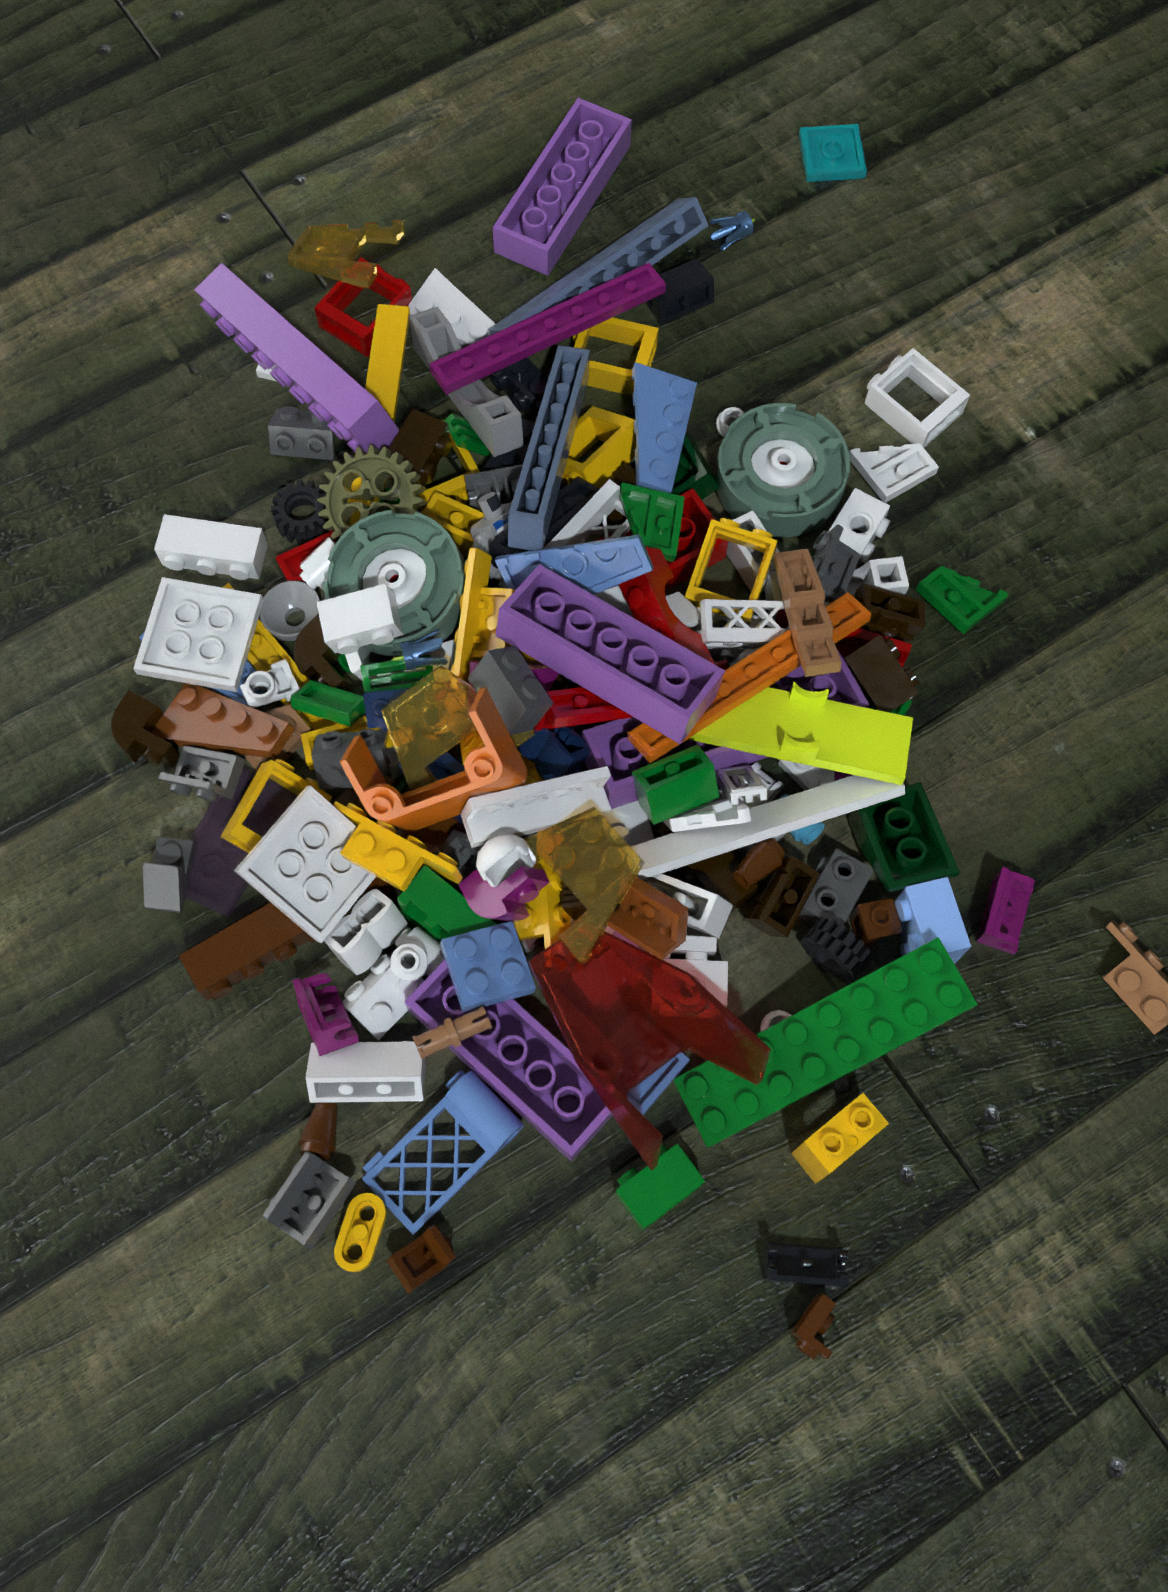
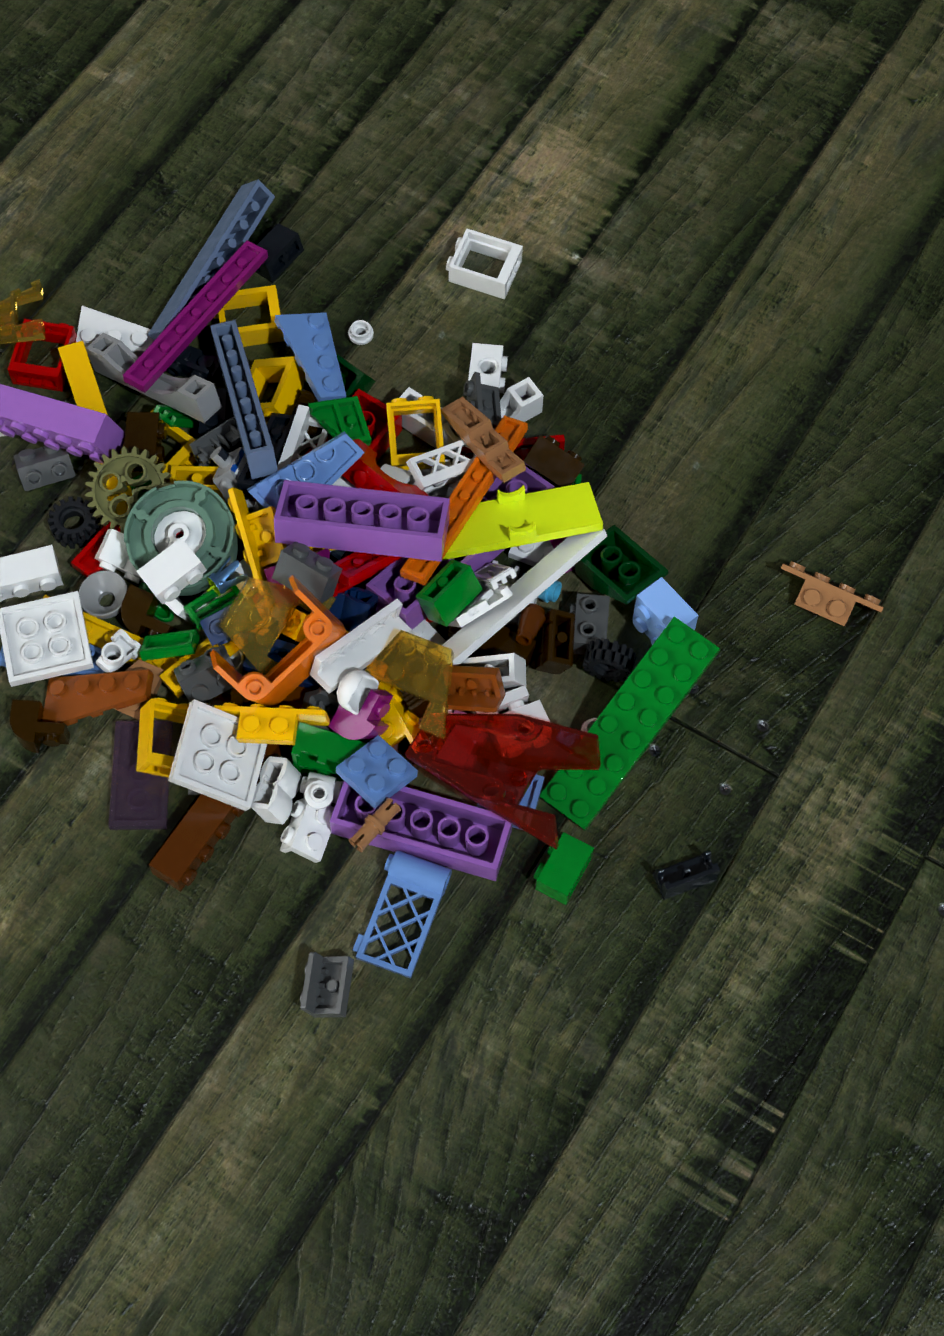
camera: 25 degrees left, 5 degrees down
(168, 874) = (110, 815): dark grey slope -> none
(206, 773) = (100, 734): dark grey bracket -> none
(320, 1131) = (310, 937): reddish brown cone -> none
(324, 1014) = (274, 859): magenta hinge -> none
(360, 1232) = (373, 992): yellow plate -> none
(367, 1073) = (324, 883): white brick -> none
(422, 1259) = (426, 986): reddish brown bracket -> none
(562, 186) = (150, 208): medium lavender brick -> none
(736, 227) = (296, 187): flat silver piece -> none
(782, 468) = (414, 349): sand green piece -> none
(814, 1320) = (709, 904): reddish brown bracket -> none
(832, 152) = (338, 108): teal tile -> none
(839, 1138) = (669, 779): yellow window -> none
(875, 921) = (626, 629): reddish brown bracket -> none
(891, 612) = (541, 418): dark brown brick -> none
(893, 468) = (492, 319): white wing -> none
(959, 597) = (580, 390): green wing -> none
(1005, 910) = (710, 588): magenta hinge -> none

